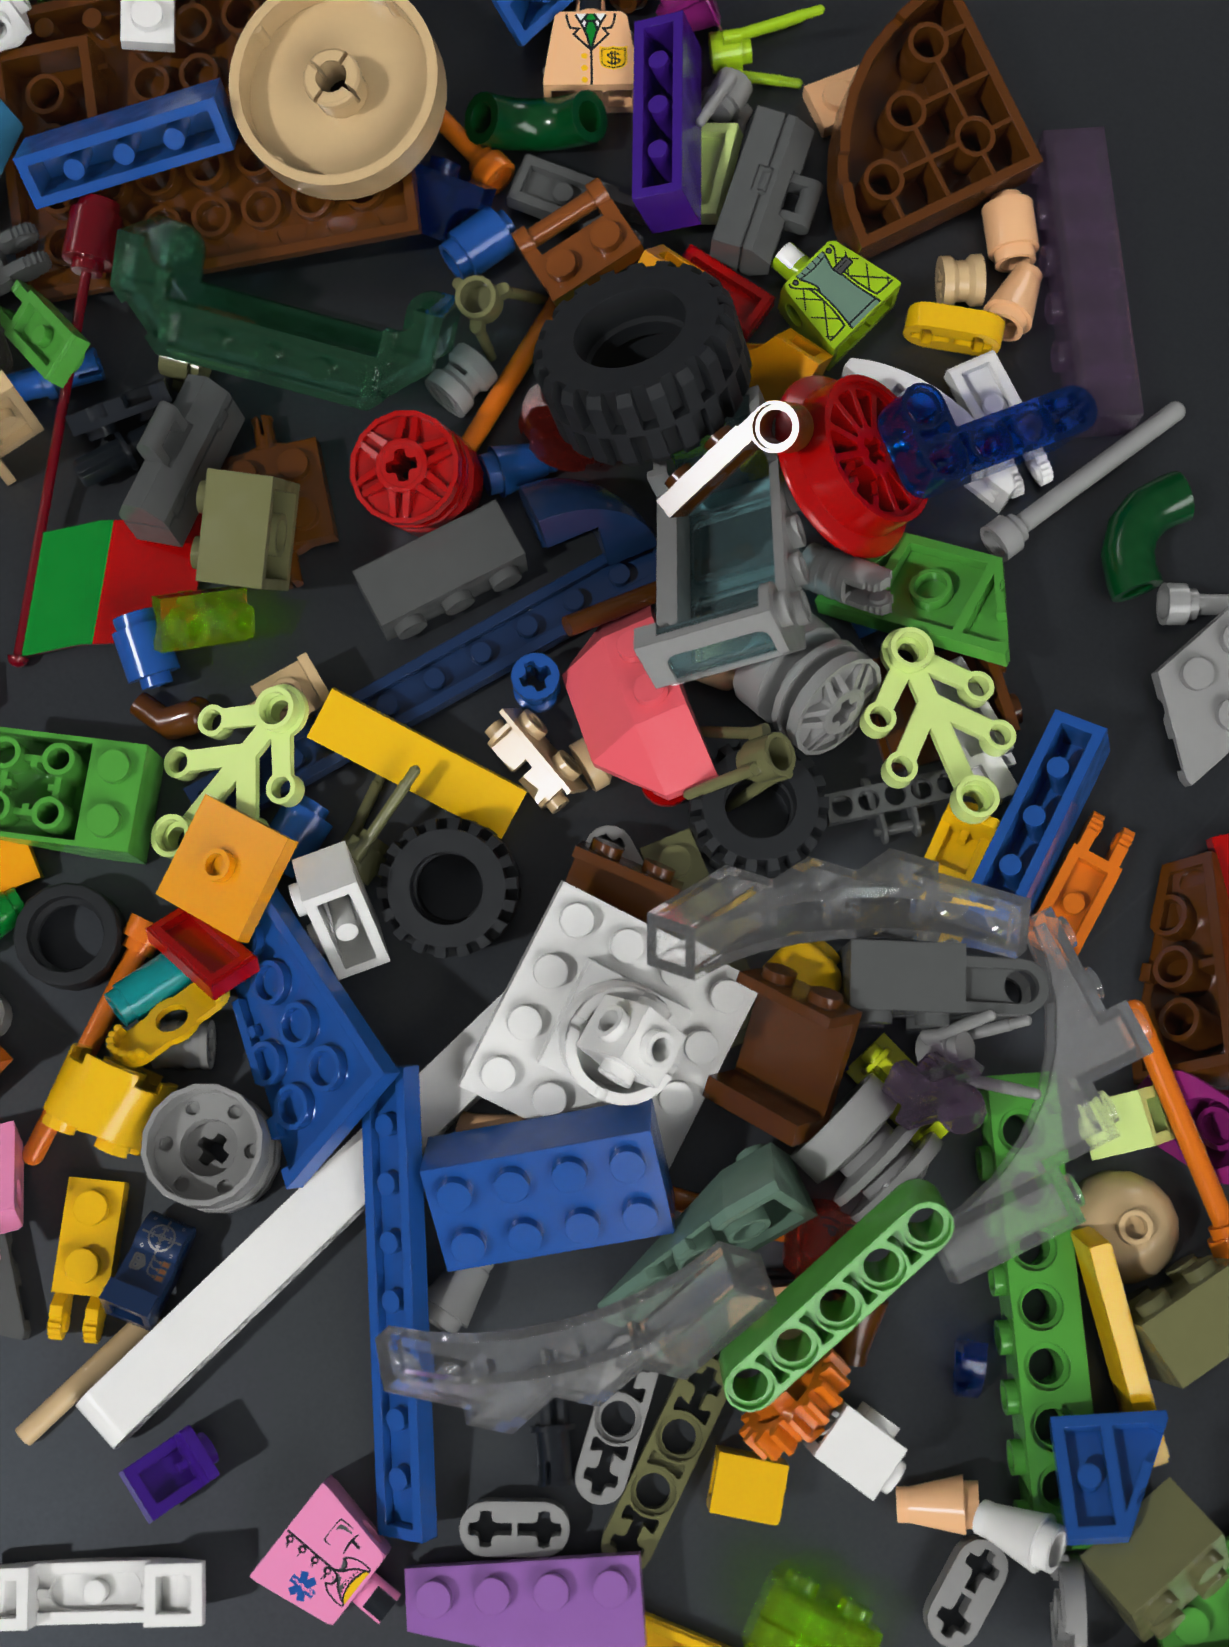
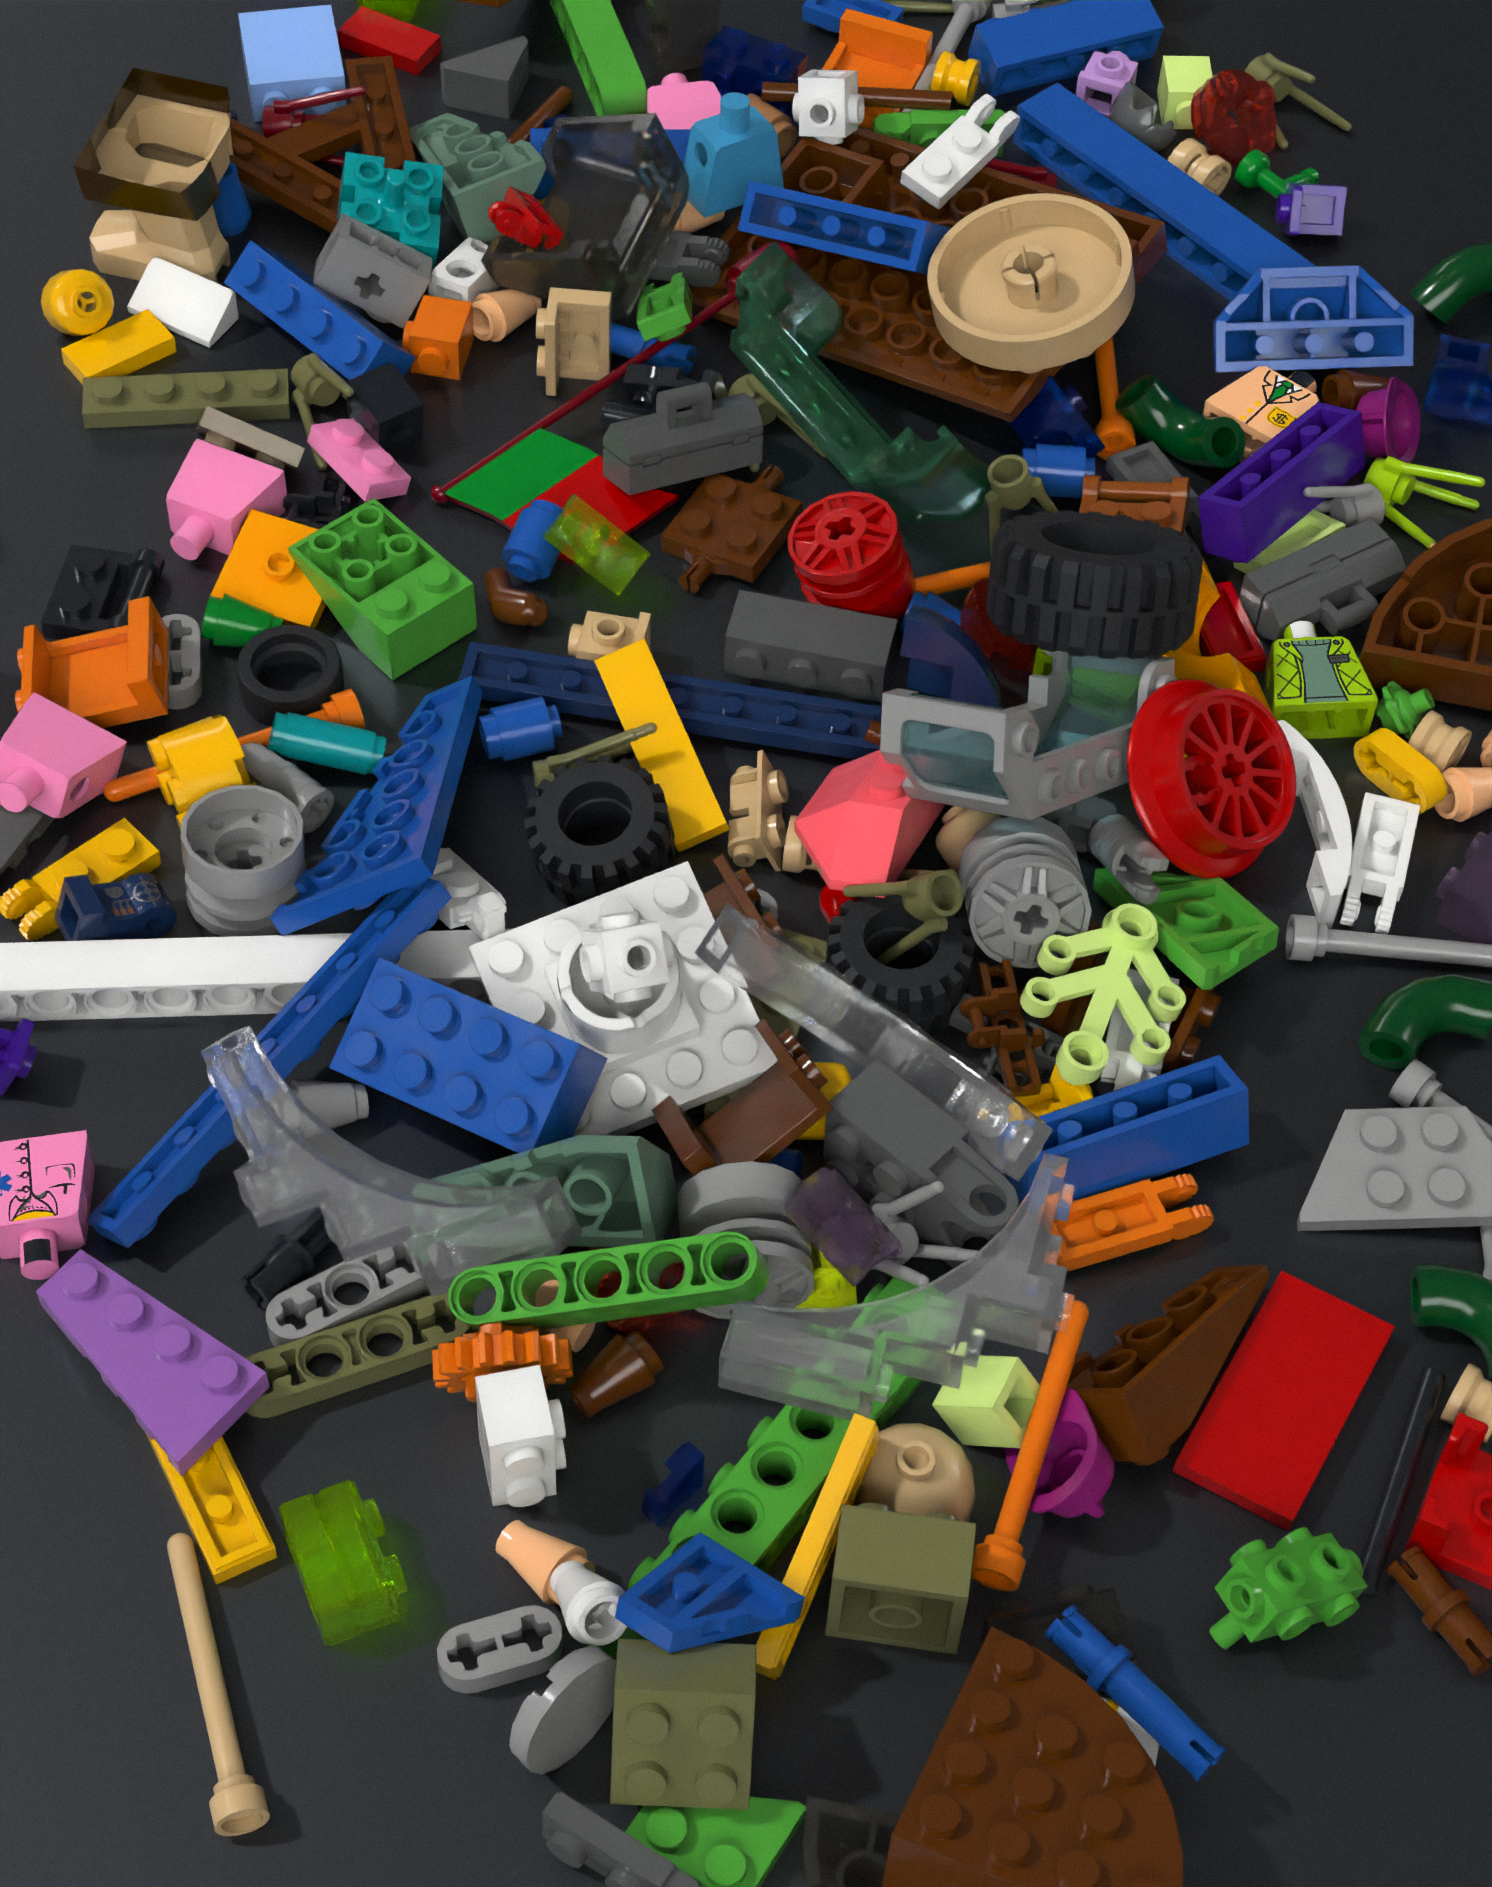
camera: 40 degrees right, 25 degrees down
(146, 1041) = (353, 768): yellow piece -> none
(202, 952) = (375, 733): red tile -> none
(227, 868) = (447, 693): light orange plate -> none
(239, 762) = (582, 629): yellowish green plant -> none
(245, 530) = (685, 500): olive brick -> none
(339, 910) = (500, 780): white brick -> none
(410, 1032) = (472, 900): none -> white hinge
(461, 380) = (952, 542): light grey wheel -> none
(514, 1542) = (200, 1292): light grey beam -> none
(545, 670) = (798, 754): blue bush -> none
(731, 449) = (1105, 675): plate -> none
(747, 1486) = (401, 1404): yellow panel -> none
(888, 819) = (998, 1035): none -> reddish brown piece
(913, 268) = (1402, 710): none -> bright green plant
(1001, 437) = (1408, 858): clear blue beam -> none

